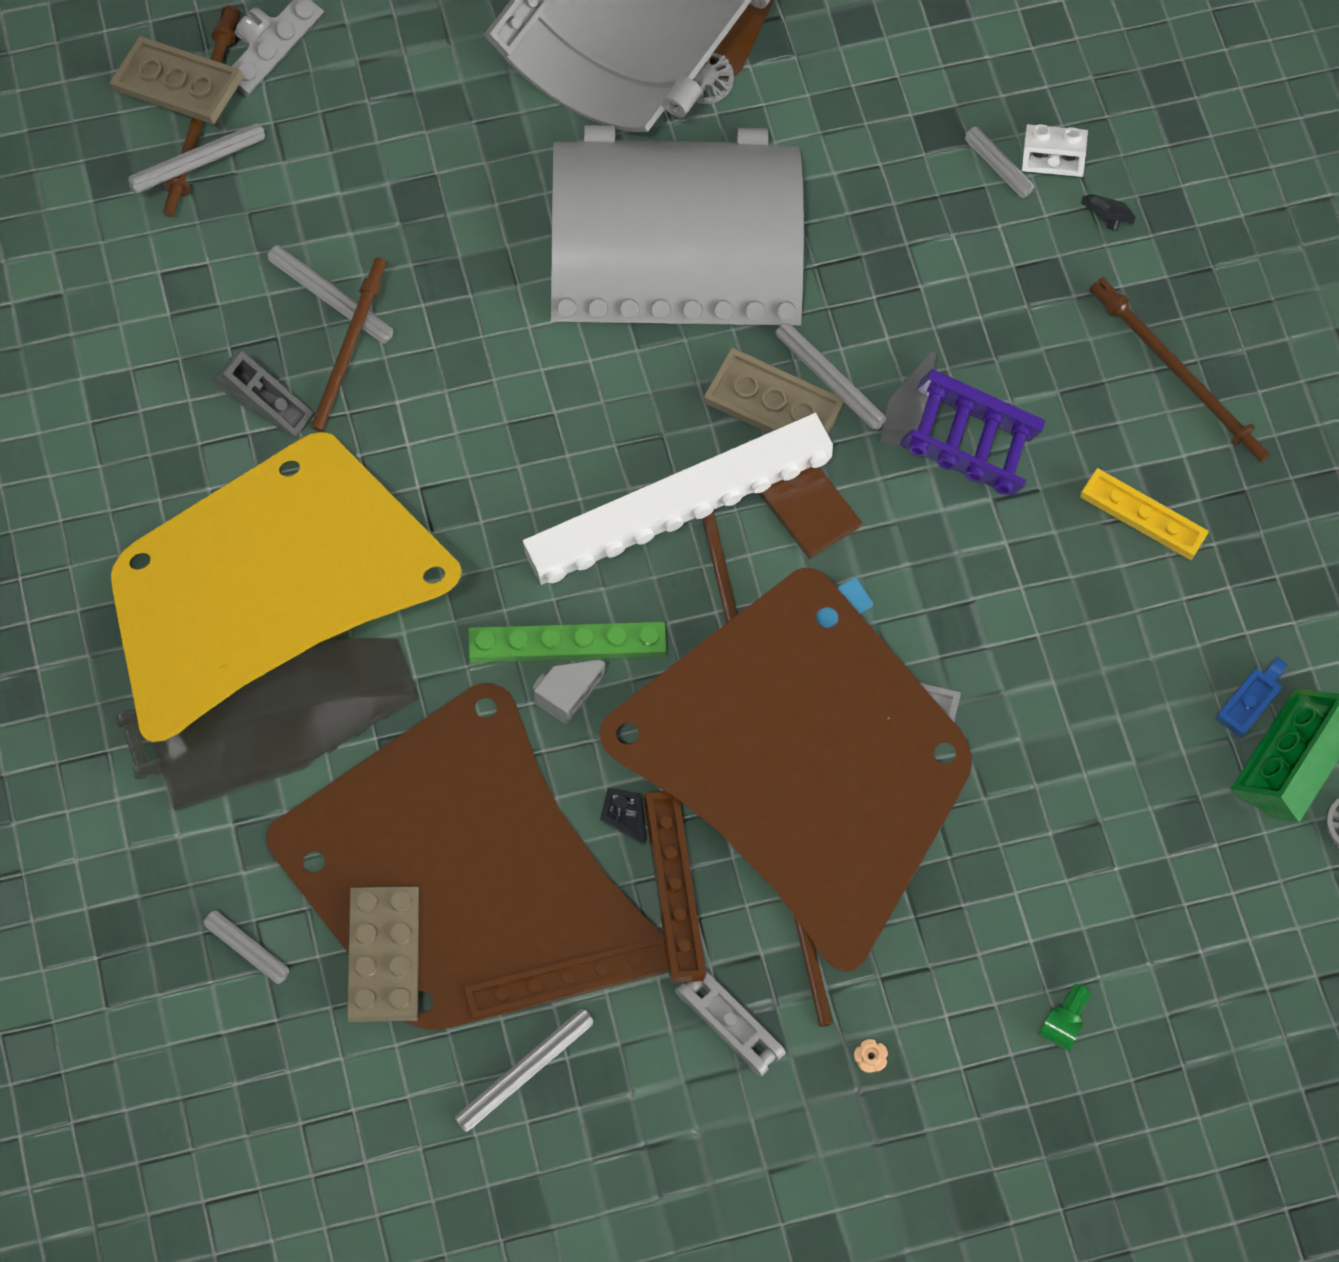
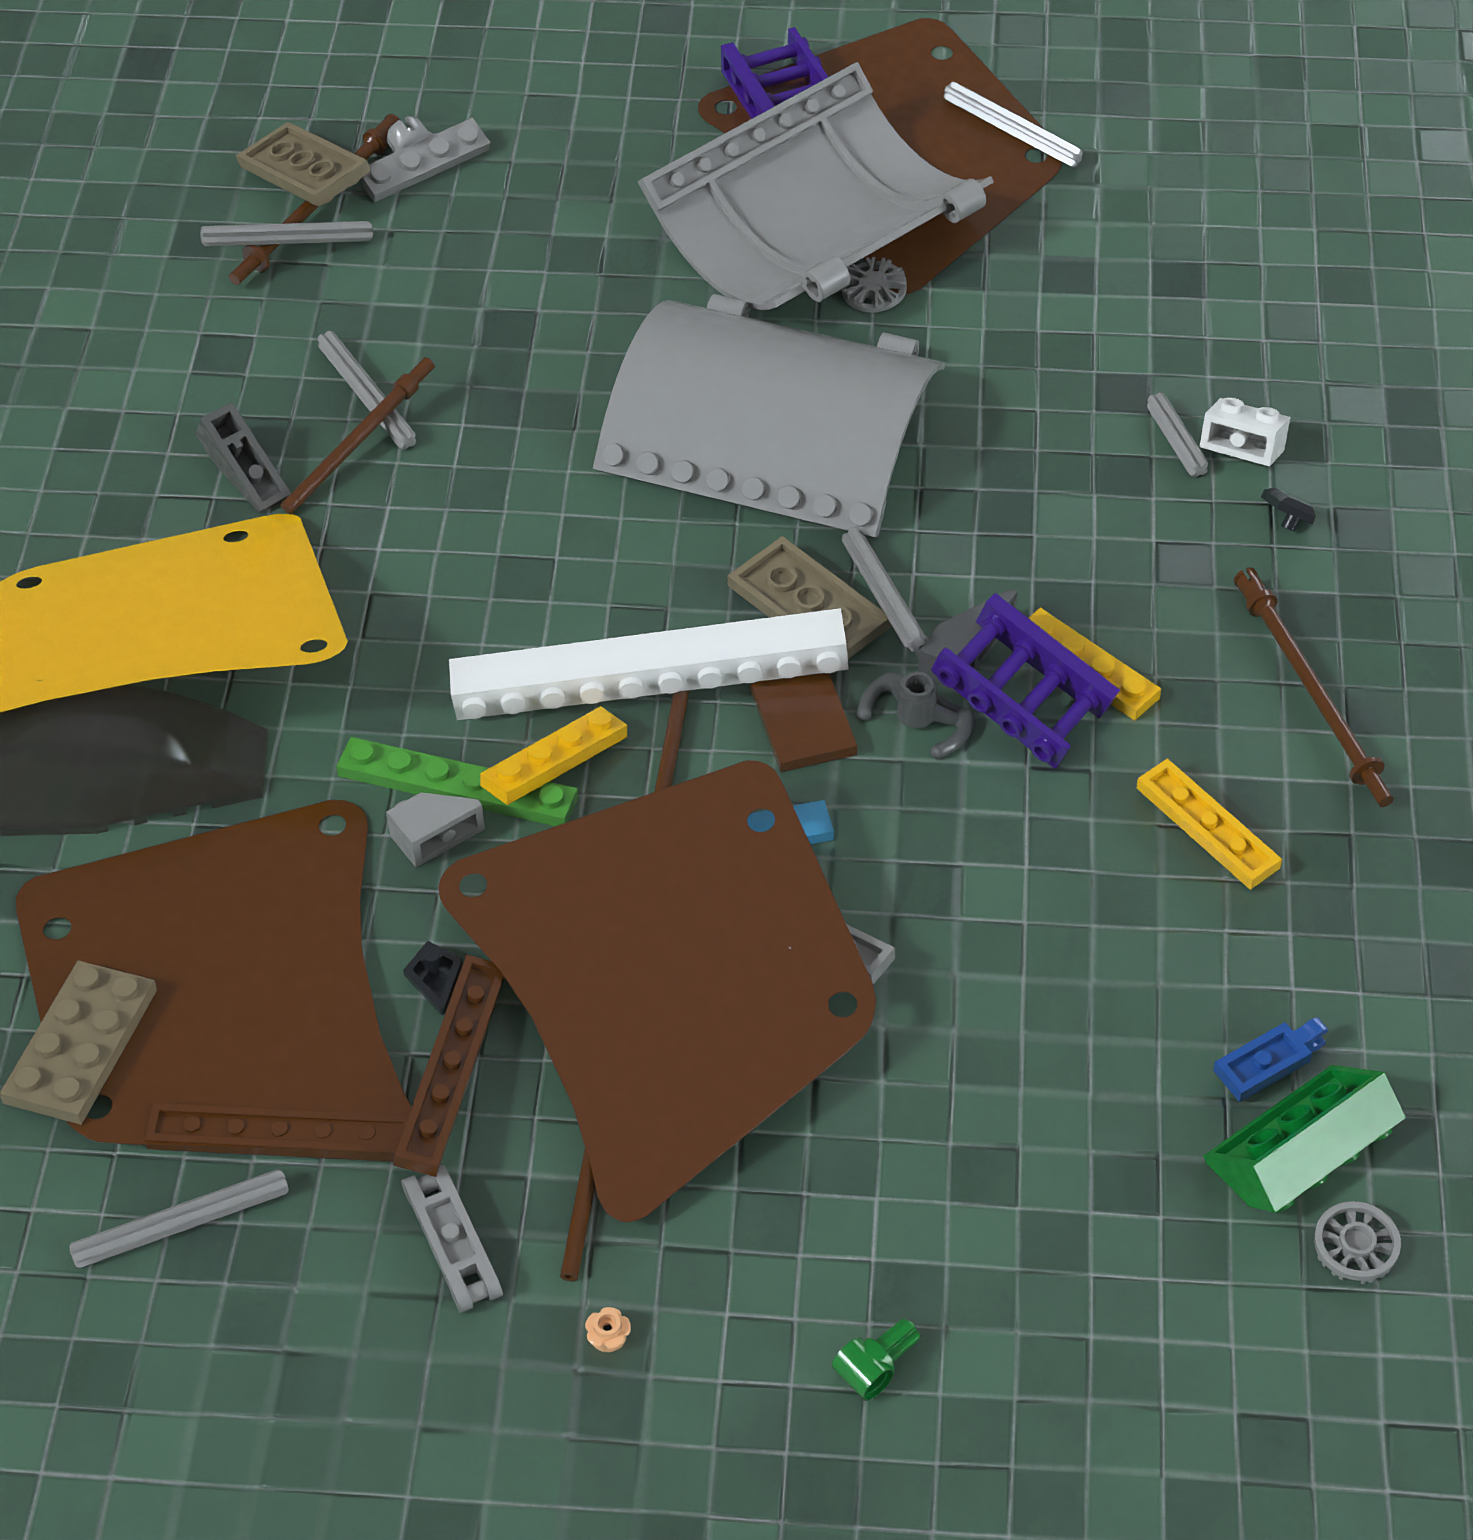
camera: 25 degrees right, 15 degrees down
(637, 600) = (553, 755): none -> yellow plate
(894, 473) = (920, 706): none -> dark grey piece
(1027, 399) = (1135, 692): none -> yellow plate

